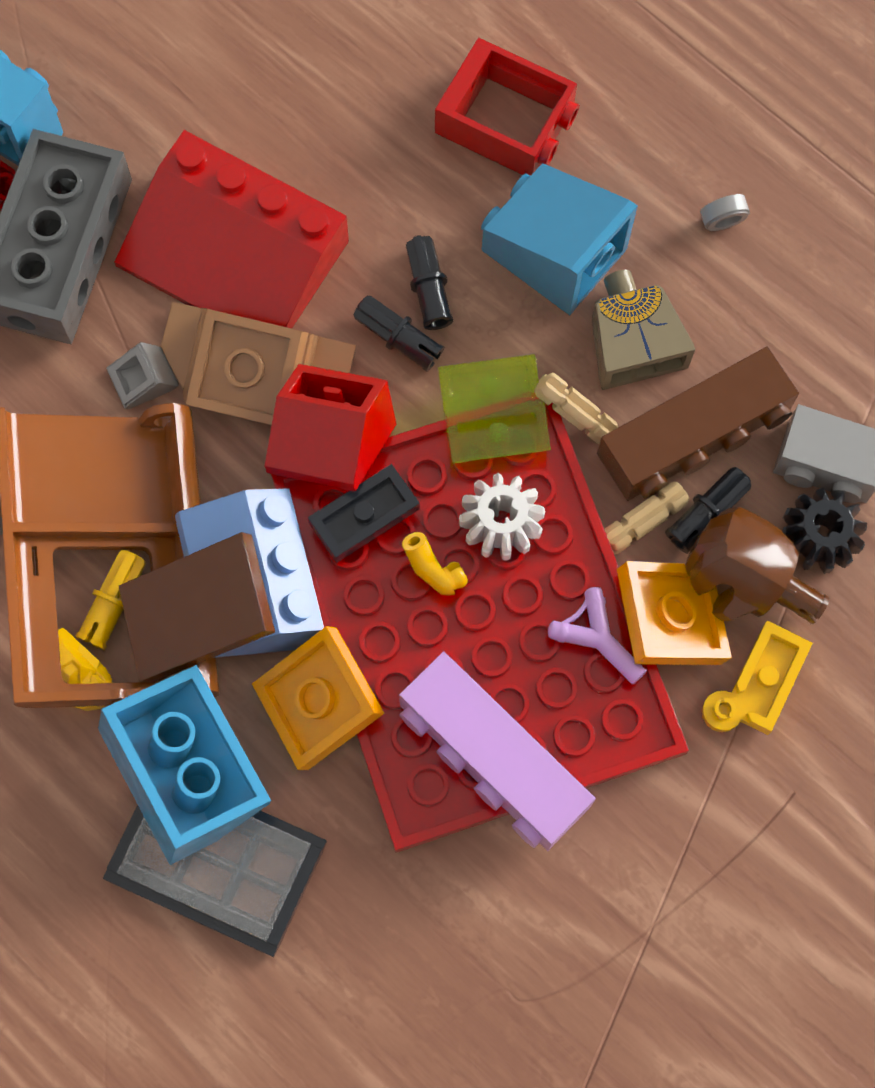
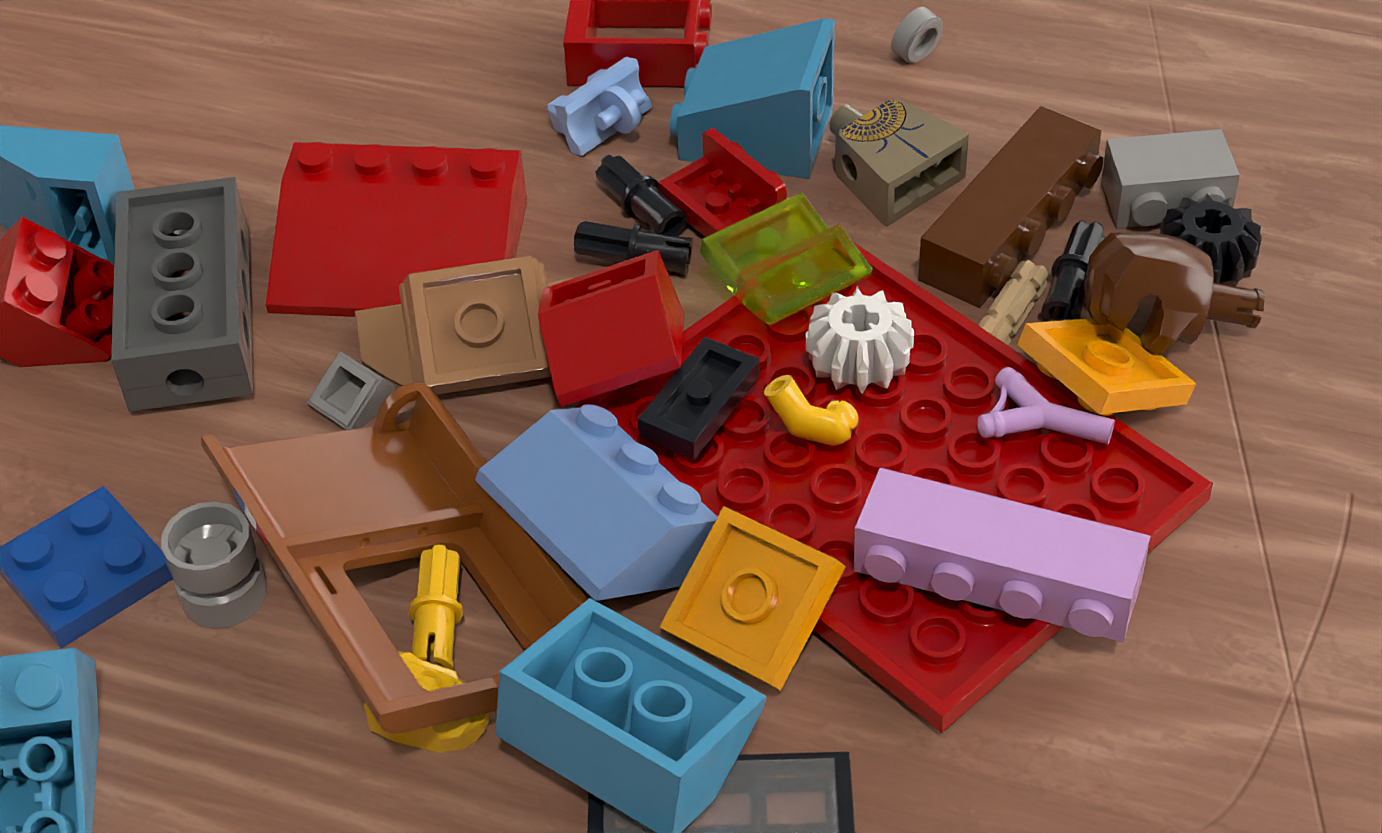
camera: 20 degrees left, 25 degrees down
(196, 608) = (556, 542): reddish brown tile -> none
(442, 179) = (601, 107): none -> light blue hips
(487, 314) = (722, 186): none -> red bracket
(574, 407) = (872, 231): tan axle -> none
(761, 684) = (1244, 400): yellow hinge -> none

